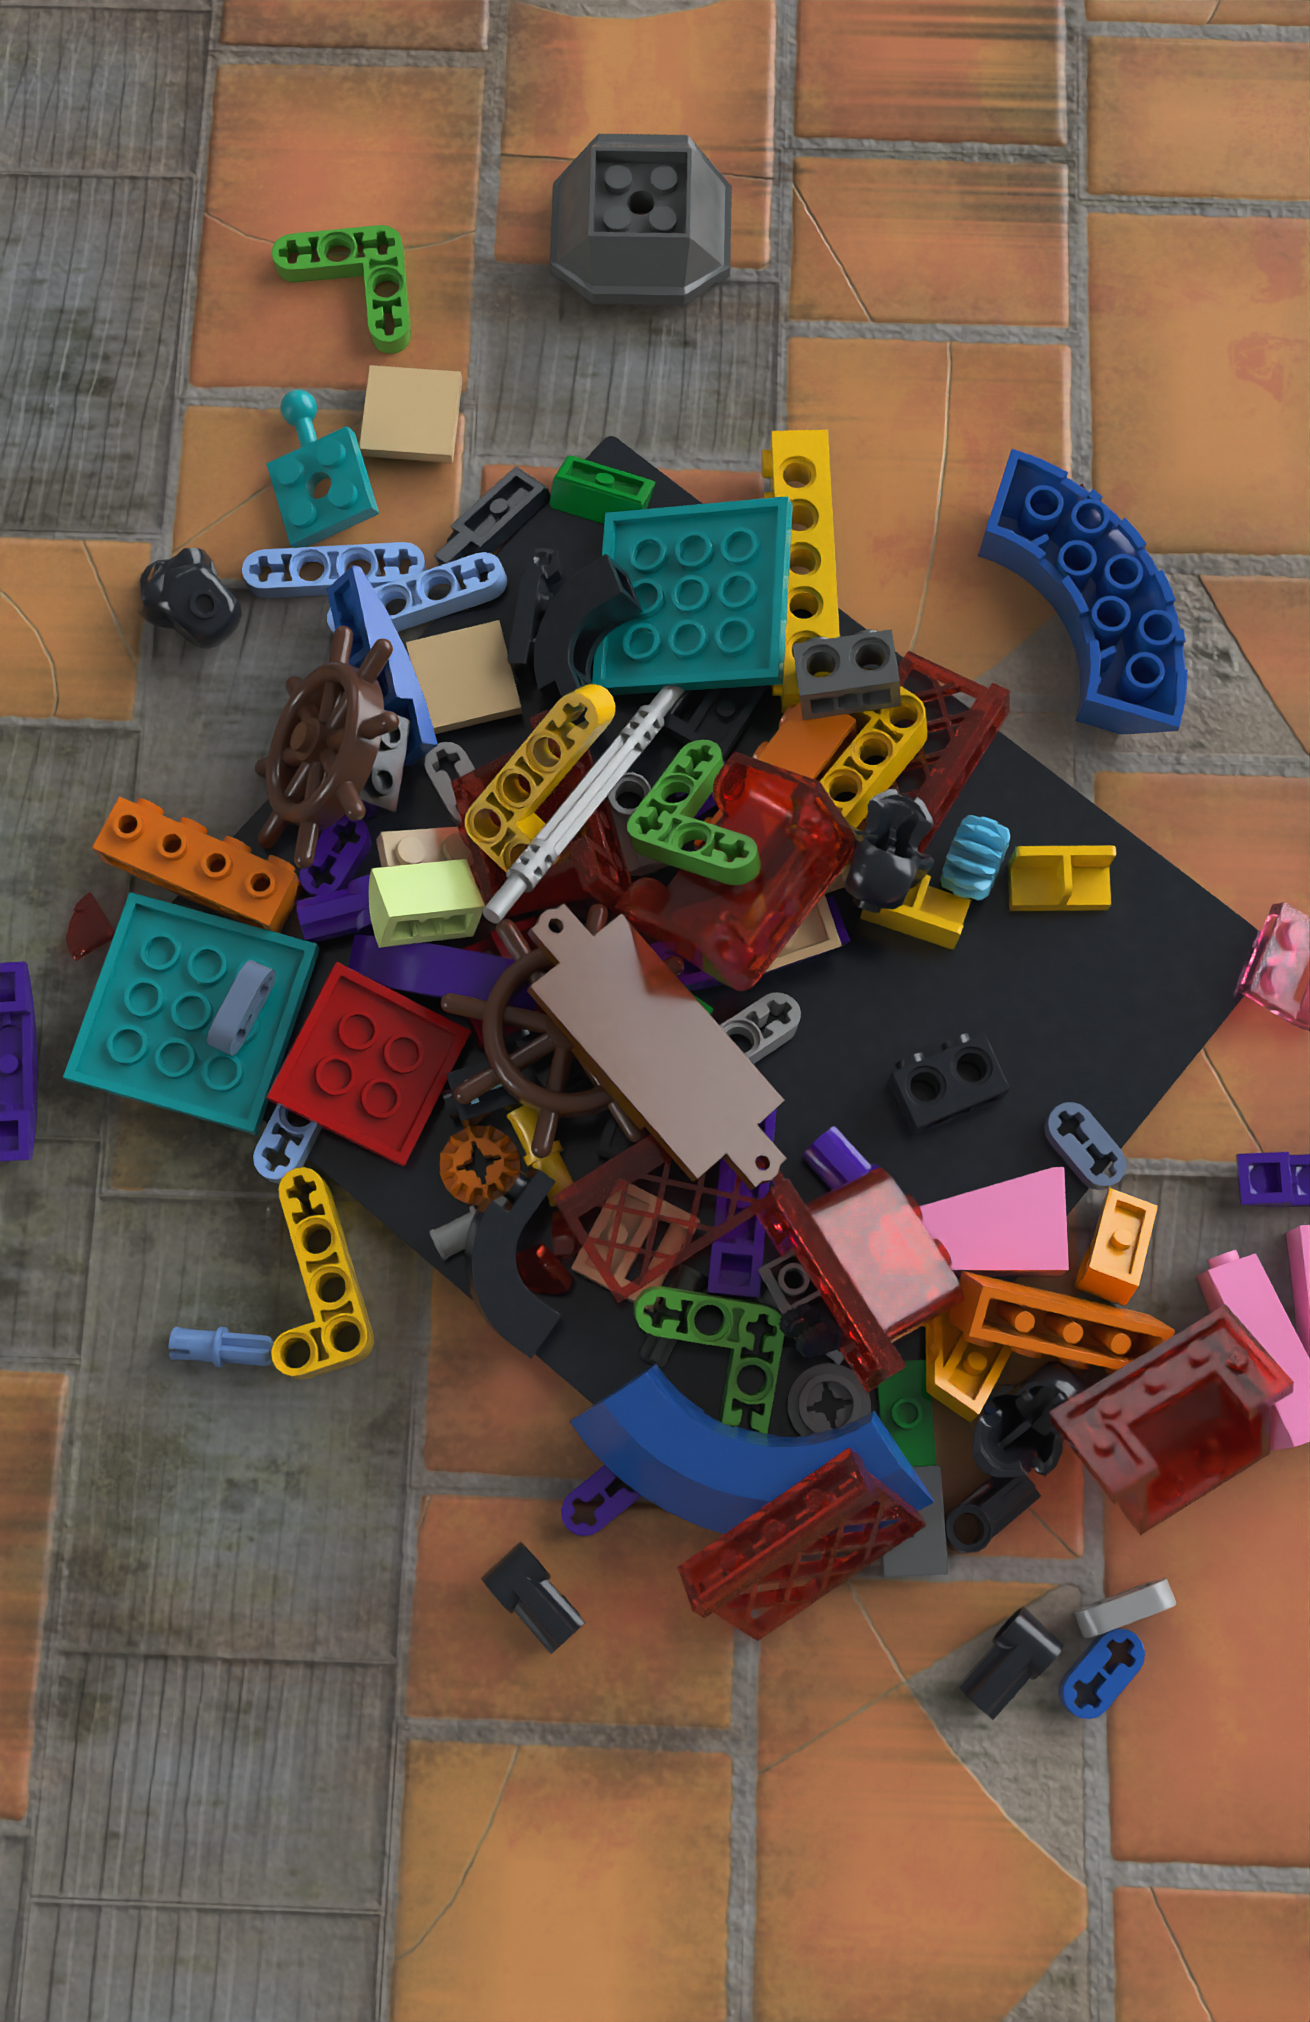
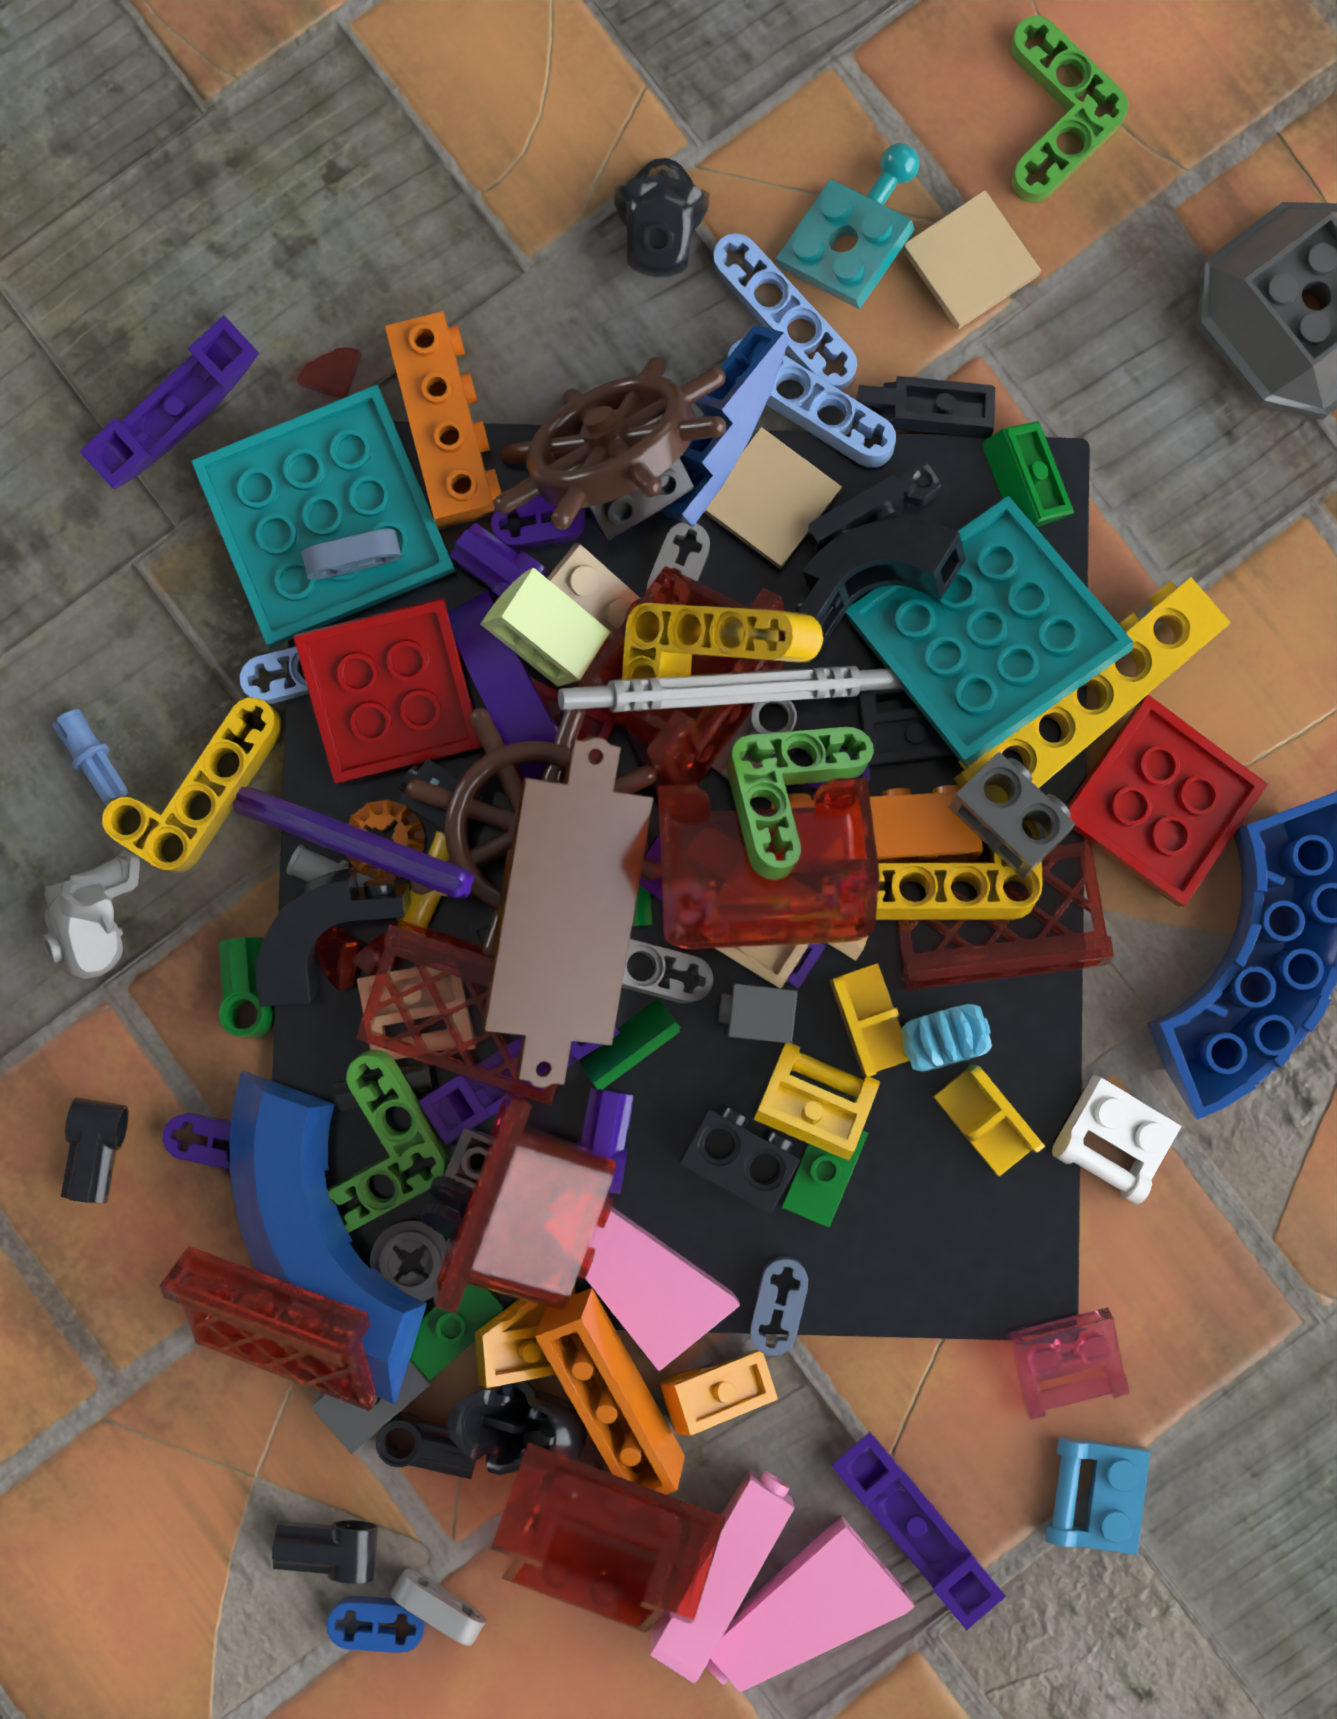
camera: 50 degrees right, 10 degrees up
(343, 1448) = (82, 917): none -> light grey head
(464, 1177) = (354, 842): none -> dark purple axle
(500, 1365) = (239, 987): none -> green piece
(794, 1082) = (636, 1041): none -> green slope
(847, 976) = (758, 1013): none -> dark grey brick
(886, 852) = (885, 967): black head -> none
(921, 577) = (1164, 801): none -> red plate
(949, 991) = (812, 1111): none -> yellow plate
(998, 1015) = (820, 1183): none -> green plate
(1142, 789) = (1124, 1124): none -> white plate

